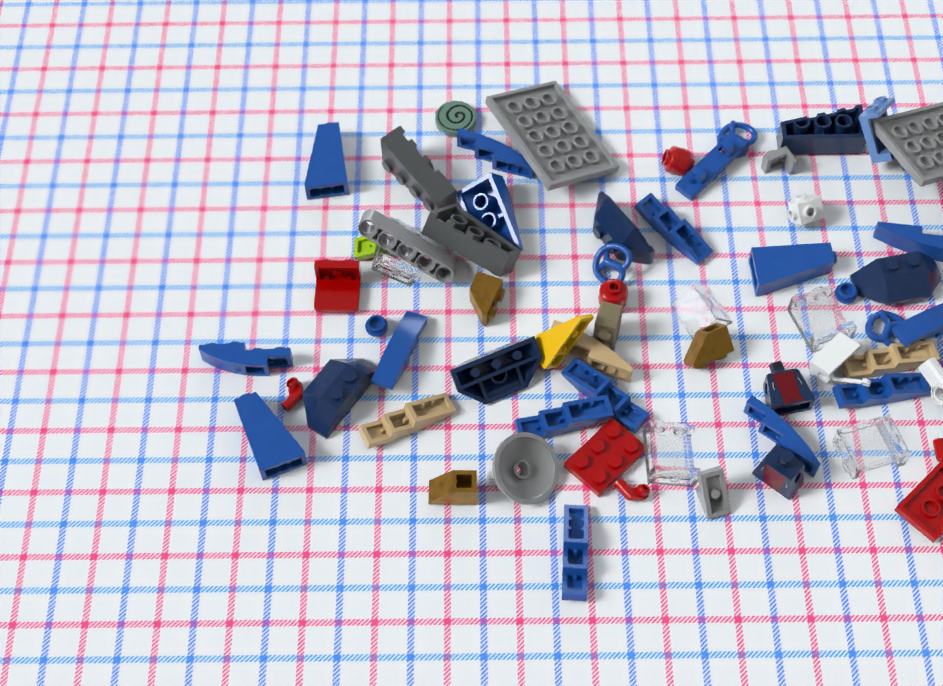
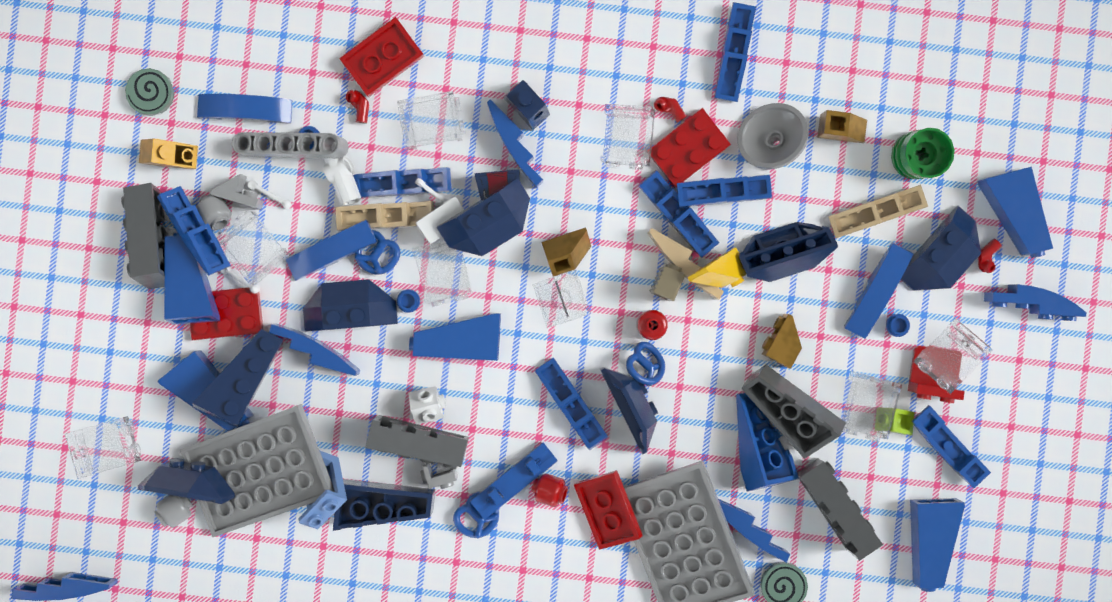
camera: 175 degrees left, 30 degrees up
(316, 234) = (949, 447): none -> blue slope
(327, 296) = (953, 356): none -> clear panel
(371, 469) = (935, 154): none -> green wheel
(402, 237) = (865, 404): light grey beam -> none
(623, 150) = (608, 510): none -> red plate
(713, 492) = (594, 91): light grey slope -> none
(790, 356) = (488, 221): none -> dark blue wedge
(825, 178) = (417, 441): none -> dark grey wedge

